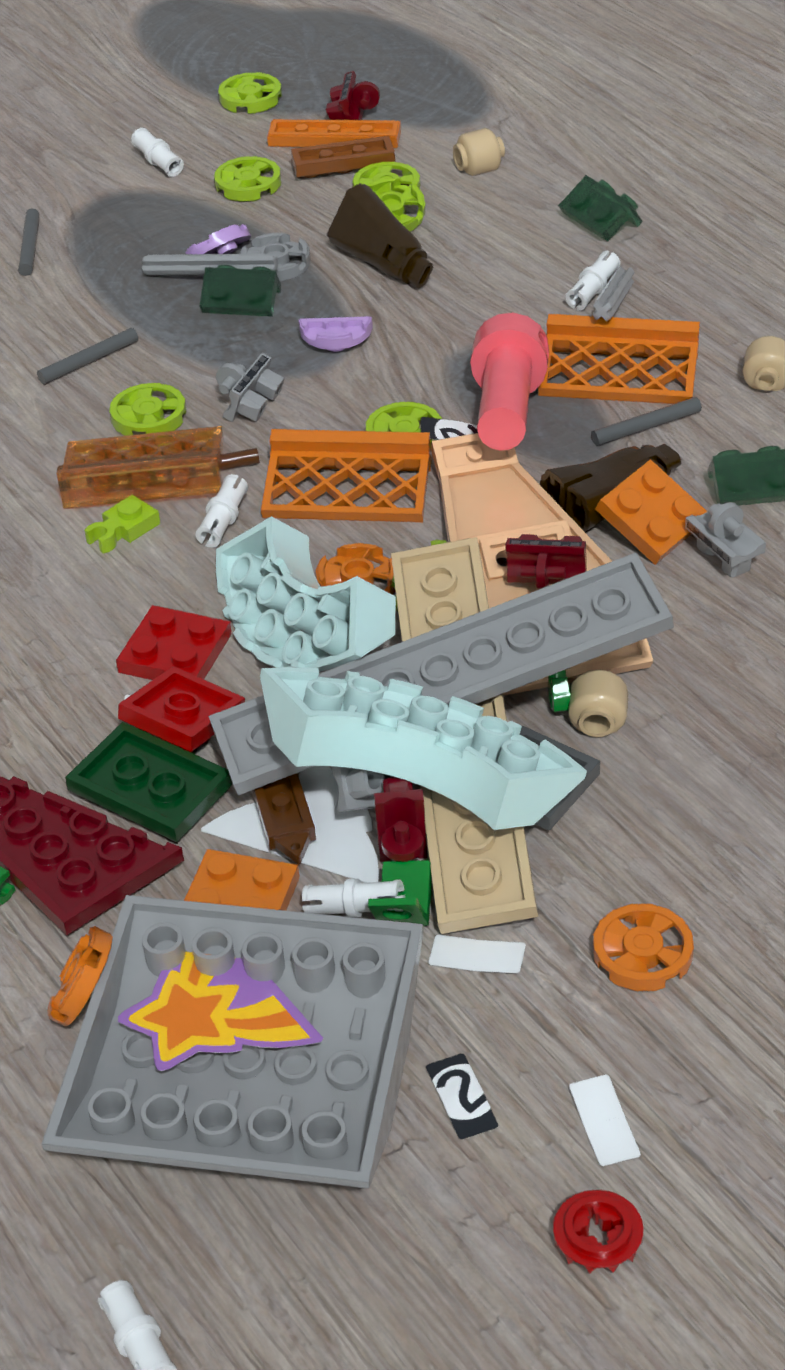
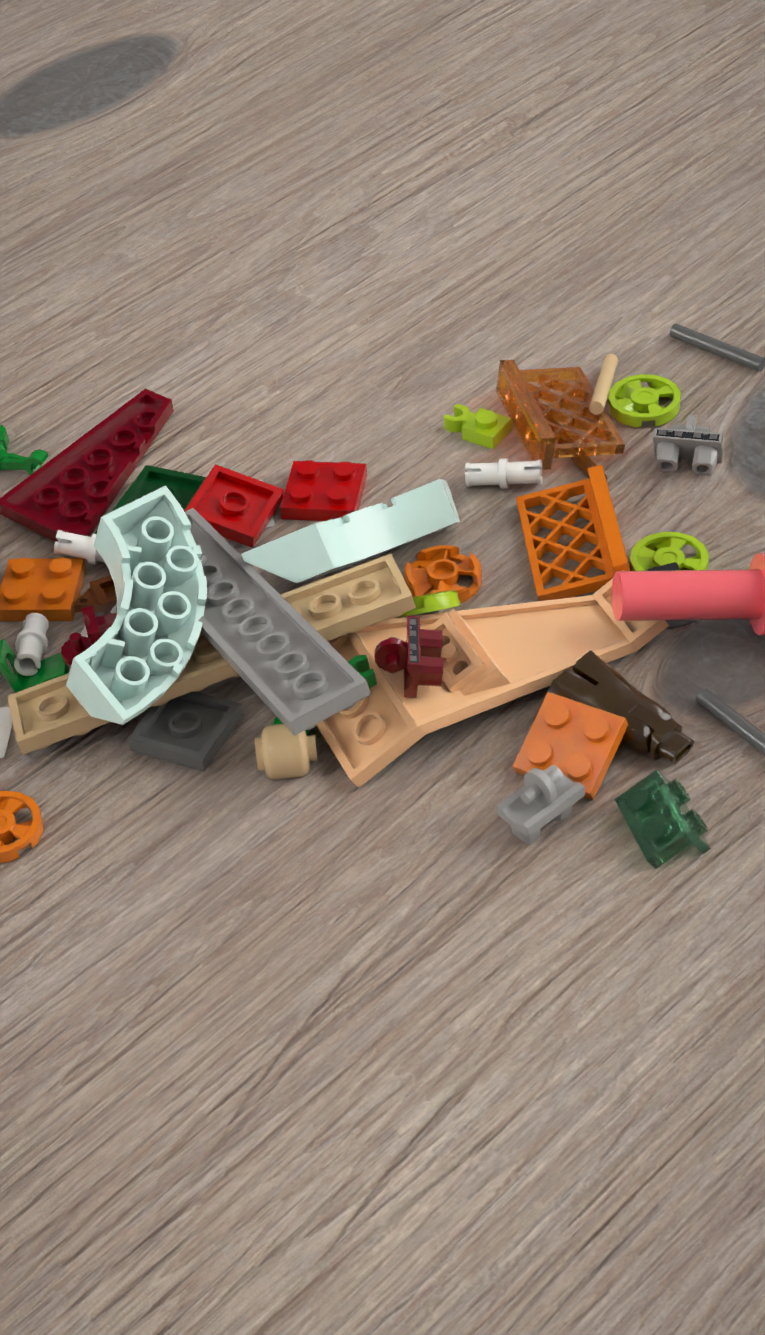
camera: 80 degrees right, 0 degrees up
(114, 426) = (603, 384): none -> tan bar
(204, 832) = (77, 546): none -> white pin

